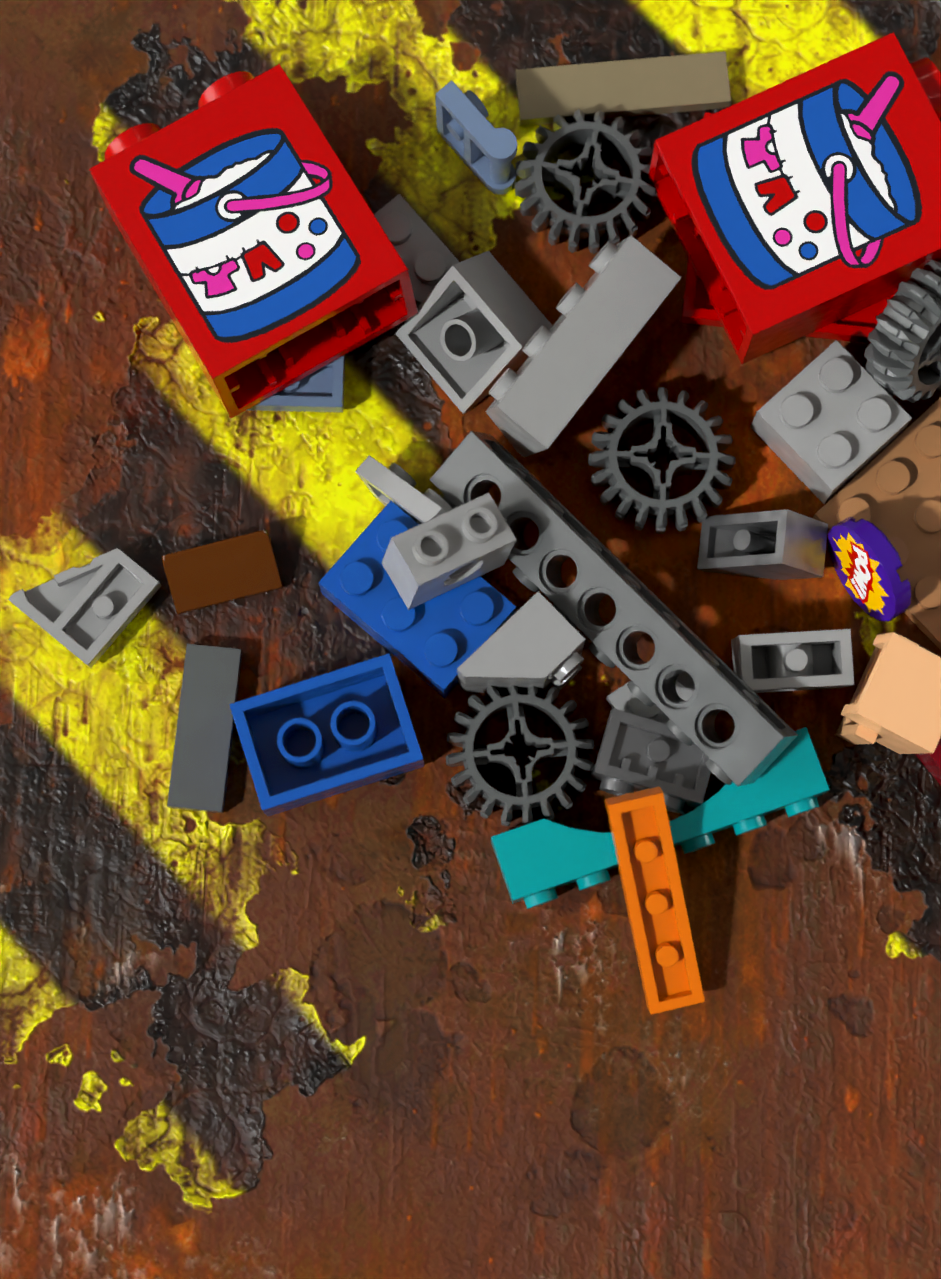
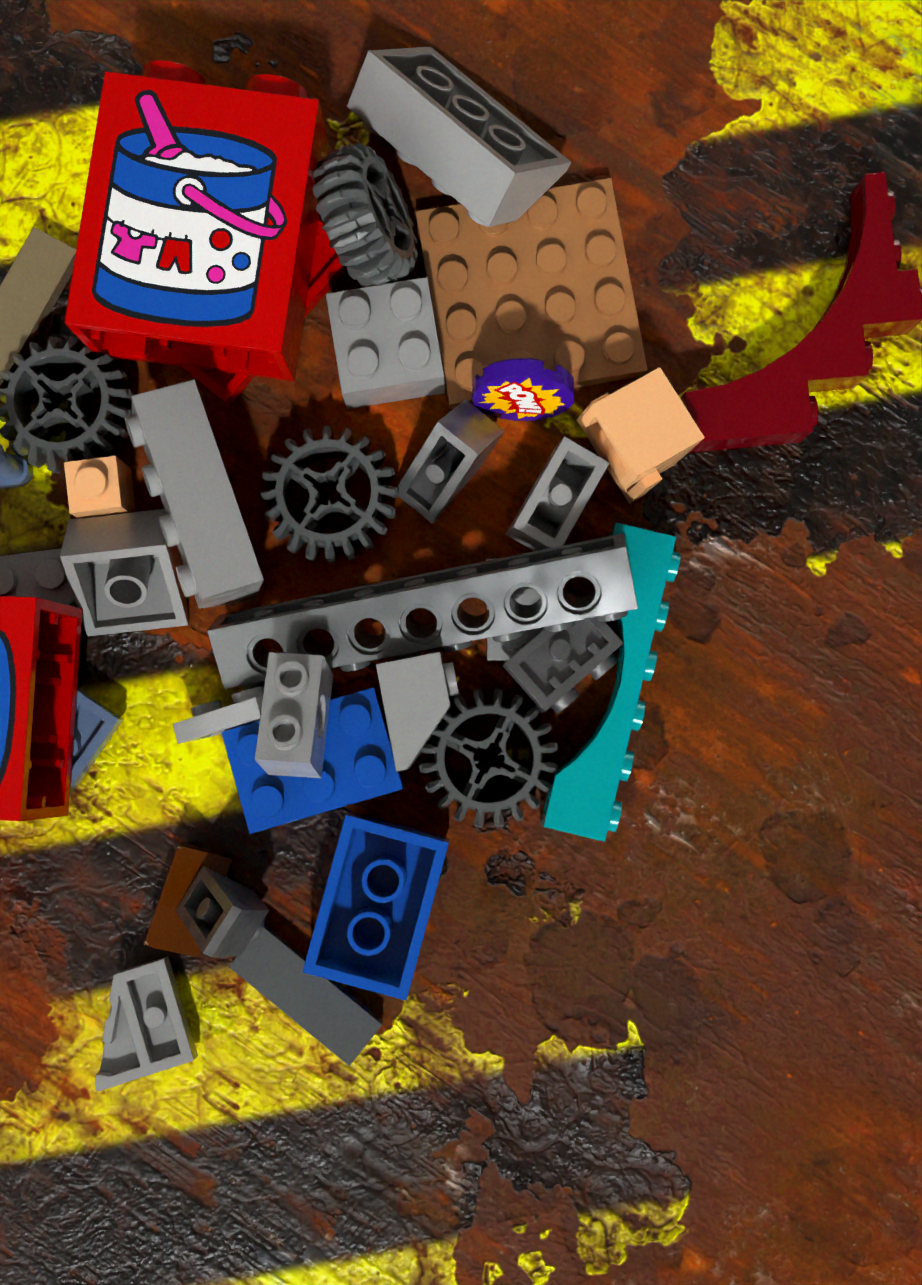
camera: 60 degrees left, 5 degrees up
(232, 605) = (221, 914): none -> flat silver slope
(534, 258) = (99, 487): none -> light nougat brick
(654, 900) = (674, 729): orange plate -> none

